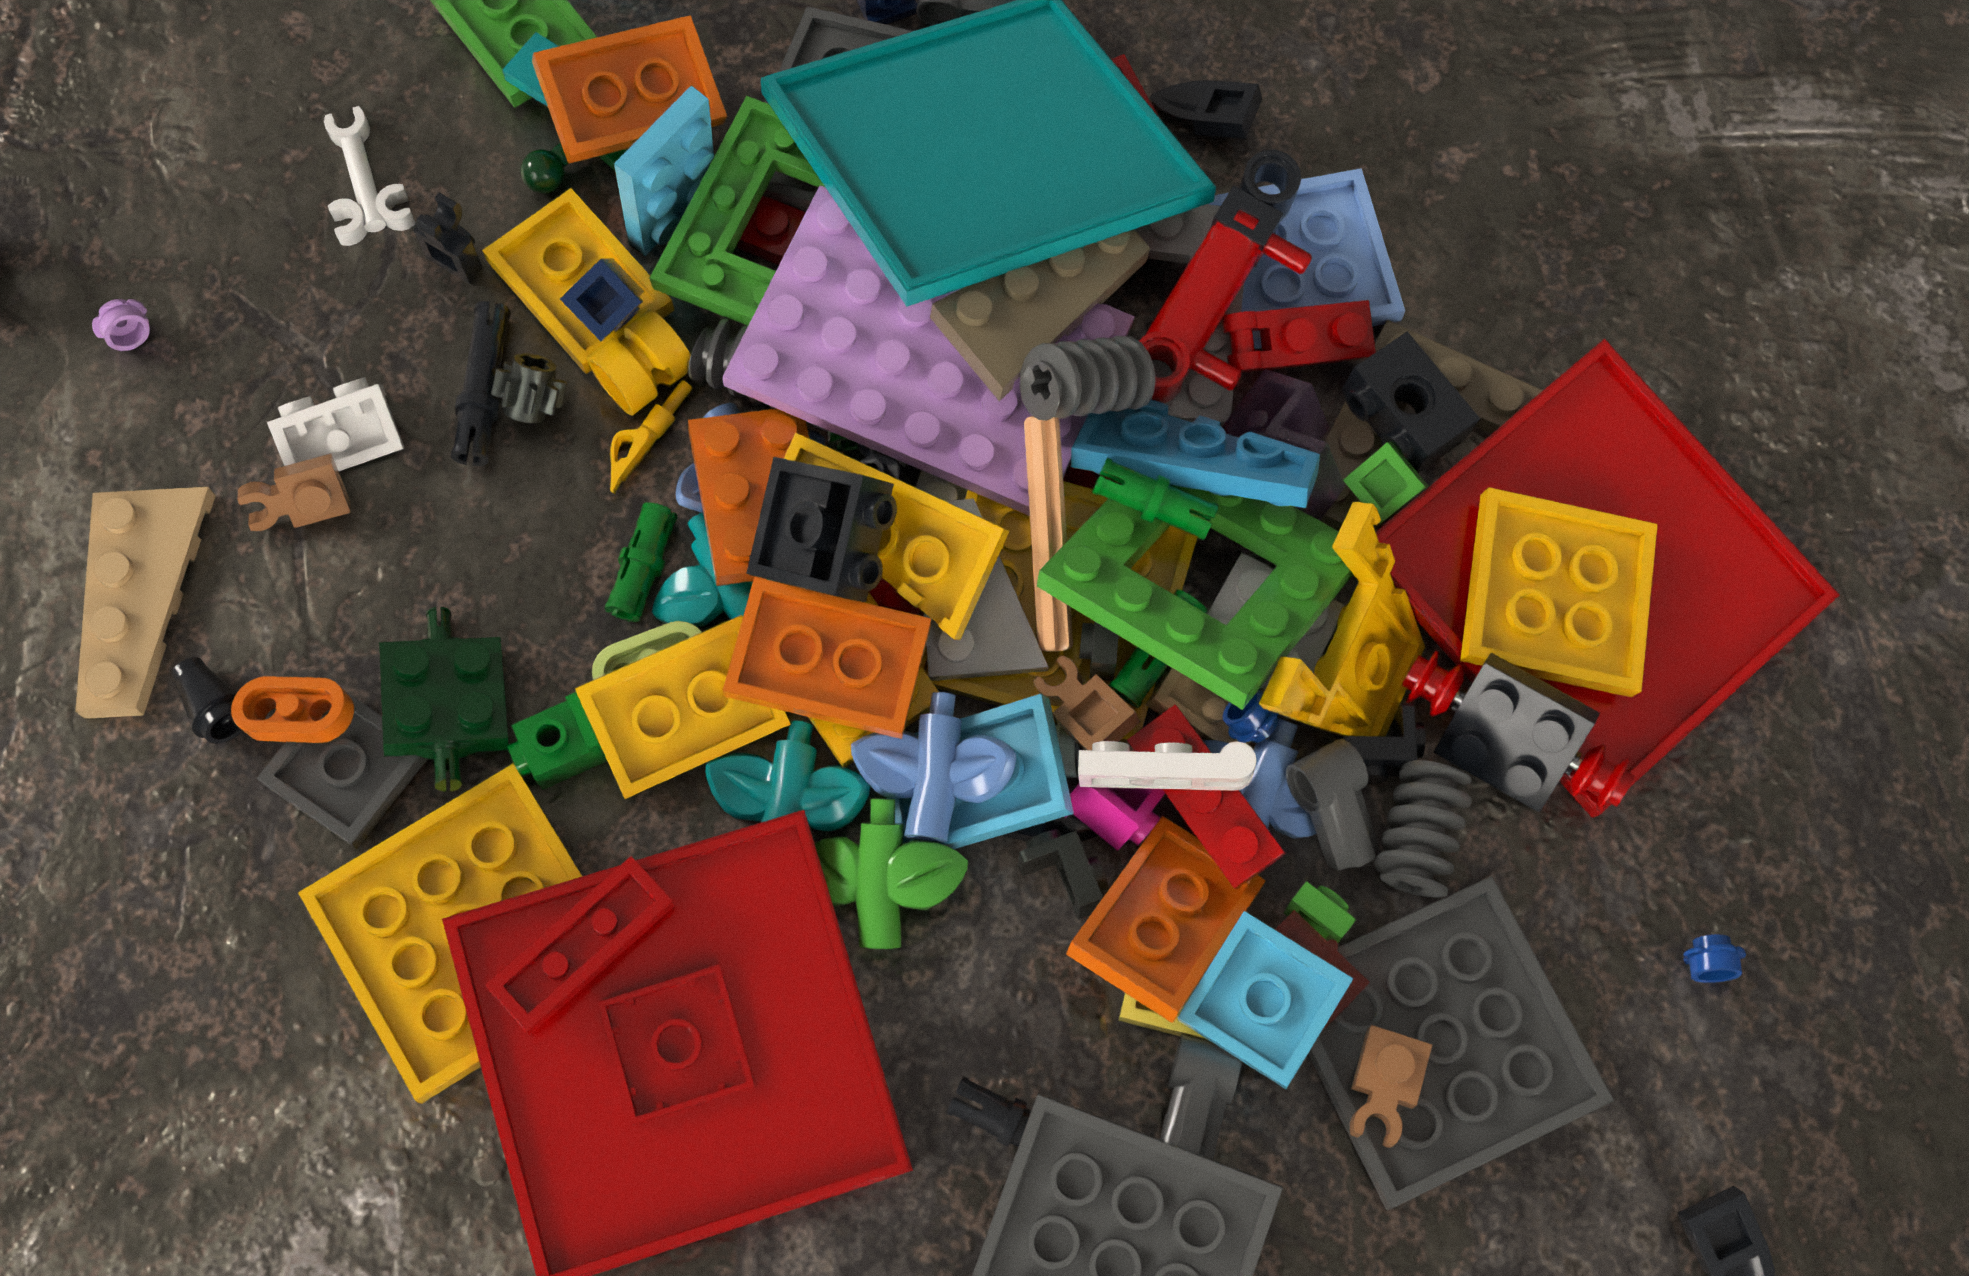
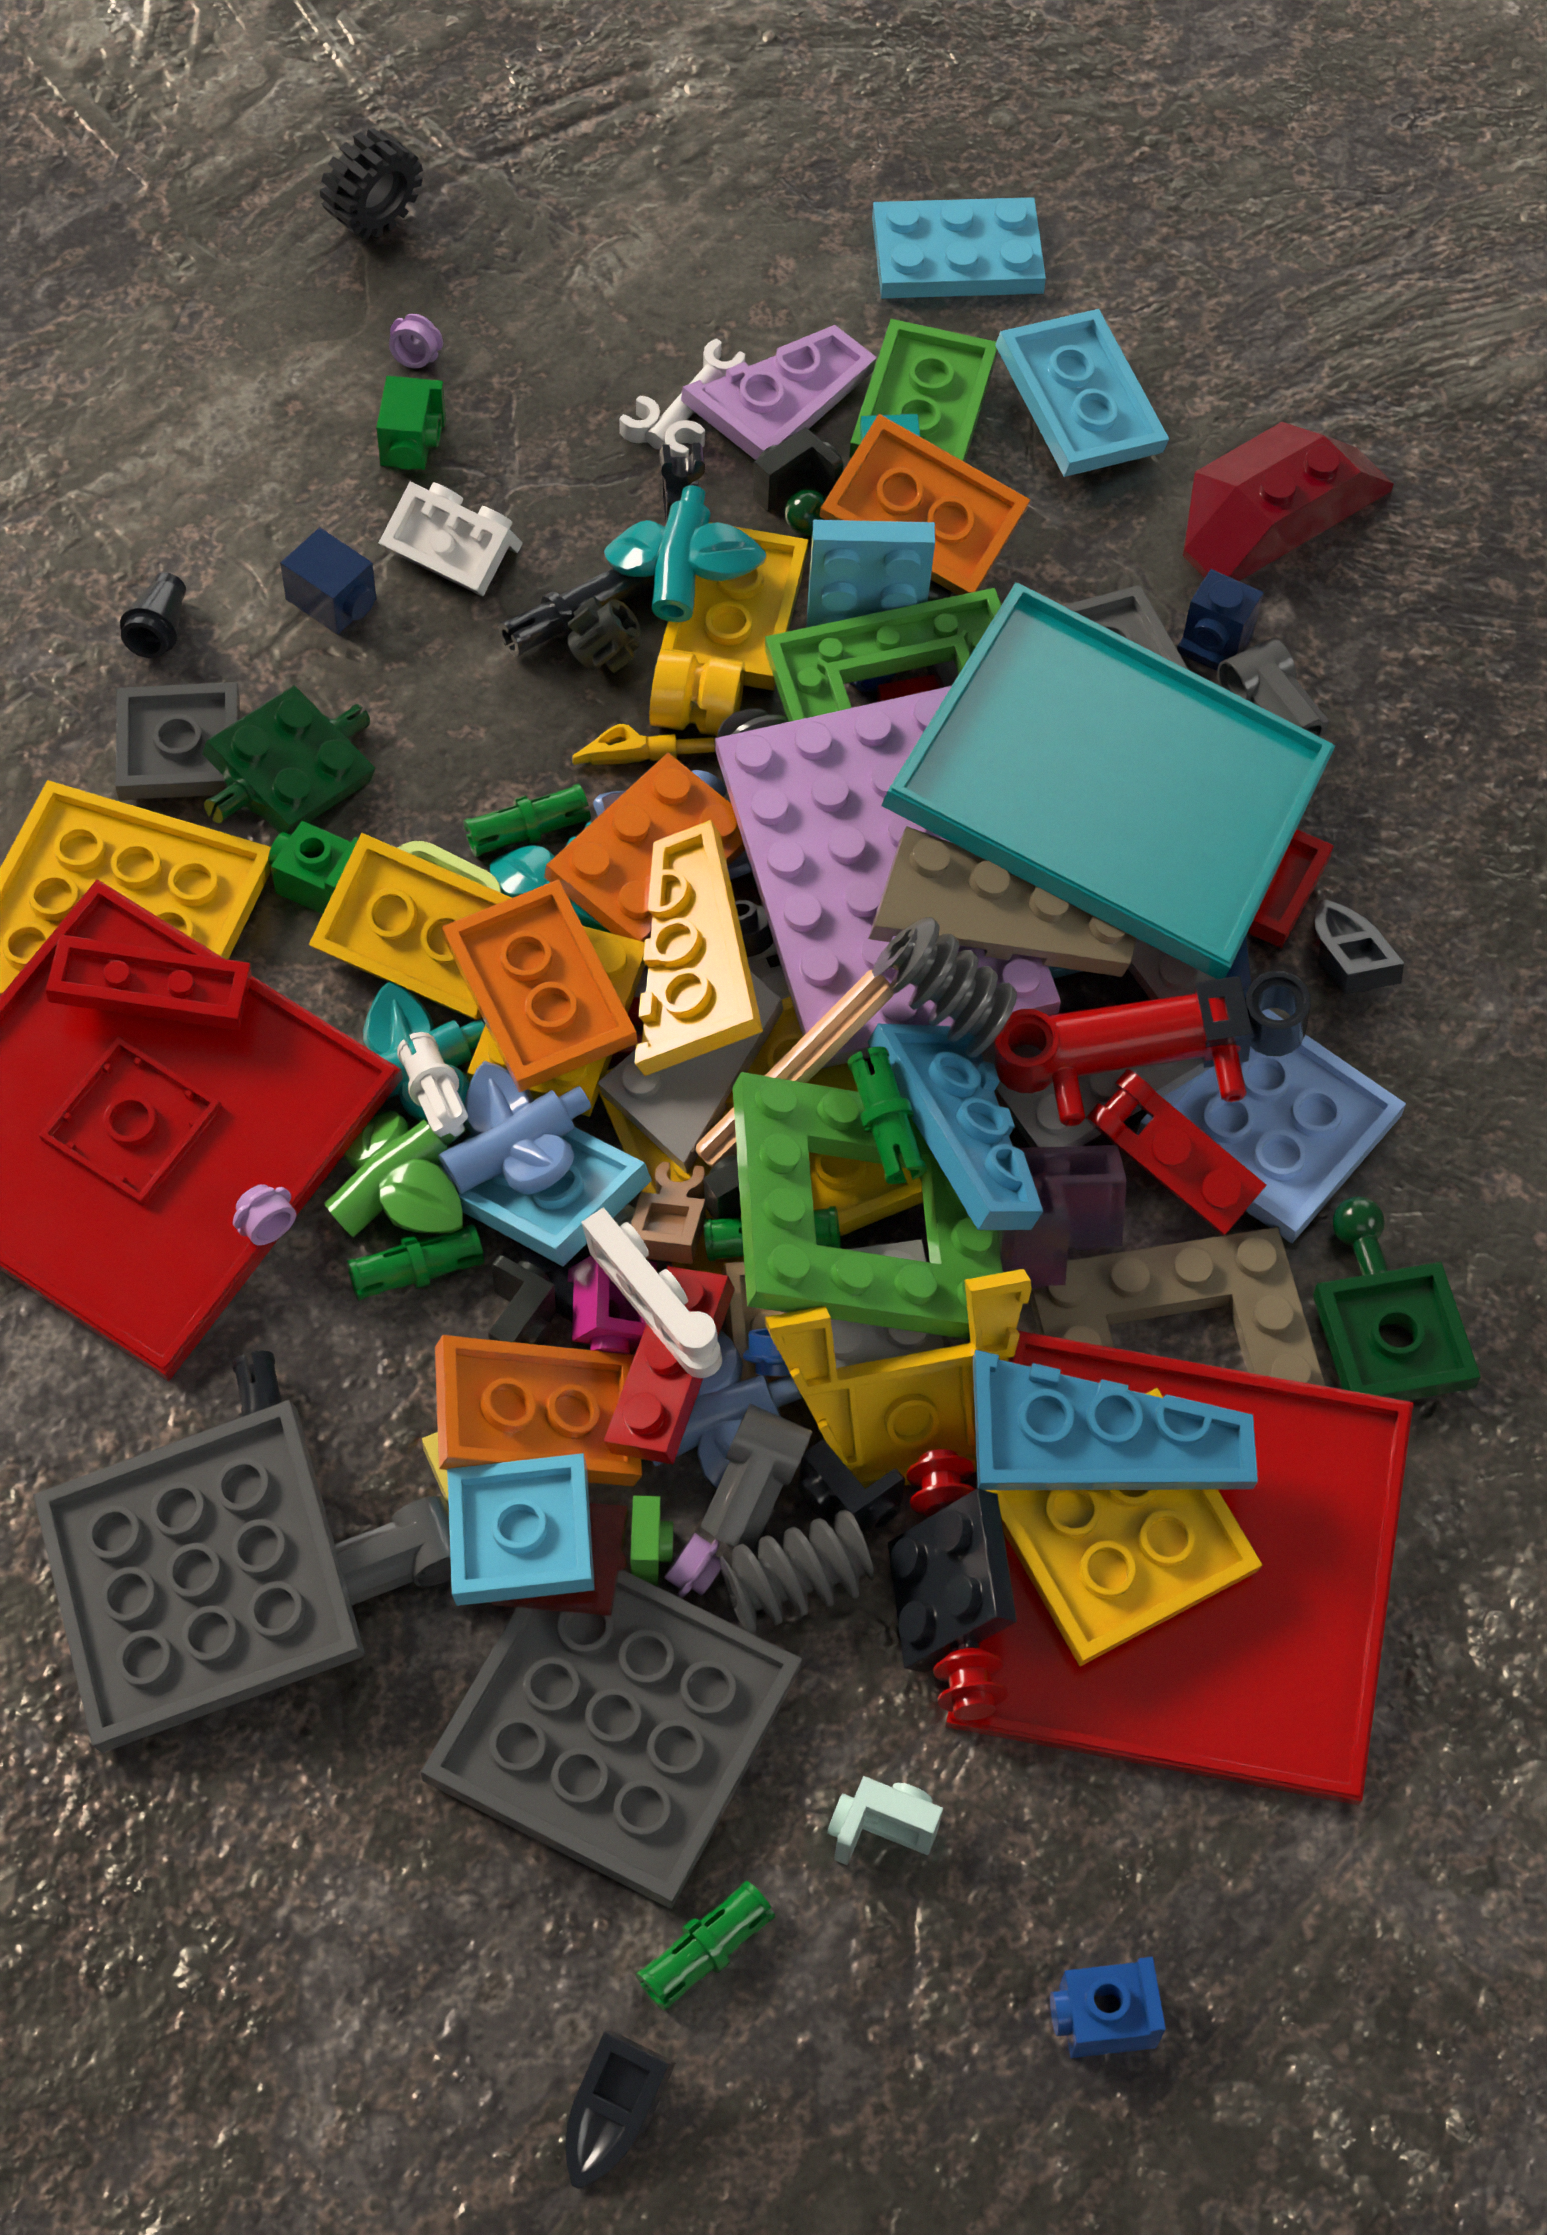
camera: 50 degrees right, 10 degrees down
(131, 590) = (219, 496): tan wing -> none
(200, 382) = (410, 421): none -> green brick
(298, 547) = (329, 581): none -> dark blue brick
(298, 709) = (188, 666): orange plate -> none
(304, 490) = (385, 545): medium nougat plate -> none
(418, 110) = (782, 393): none -> lavender wing
(495, 138) = (794, 465): none -> pearl dark grey bracket
(514, 281) = (681, 551): none -> teal plant
(604, 298) = (714, 623): dark blue brick -> none
(822, 529) = (638, 895): black plate -> none
(843, 796) = (433, 1084): none -> white axle
(851, 1000) = (264, 1214): none -> lavender plate
(961, 918) = (415, 1262): none -> green pin
(1362, 893) = (694, 1566): none -> lavender plate
(1386, 481) = (1098, 1311): bright green plate -> none
(1391, 1075) = (539, 1684): medium nougat plate -> none
(1408, 375) = (1212, 1253): black brick -> none
(1486, 318) = (1410, 1297): none -> dark green plate
(1497, 561) = (1089, 1435): none -> dark azure wing
(1650, 895) = (893, 1812): none -> light aqua bracket
(1653, 1101) = (705, 1945): none -> green pin
(1714, 959) = (887, 1913): blue plate -> none
(1879, 843) = (1092, 2032): none -> blue brick

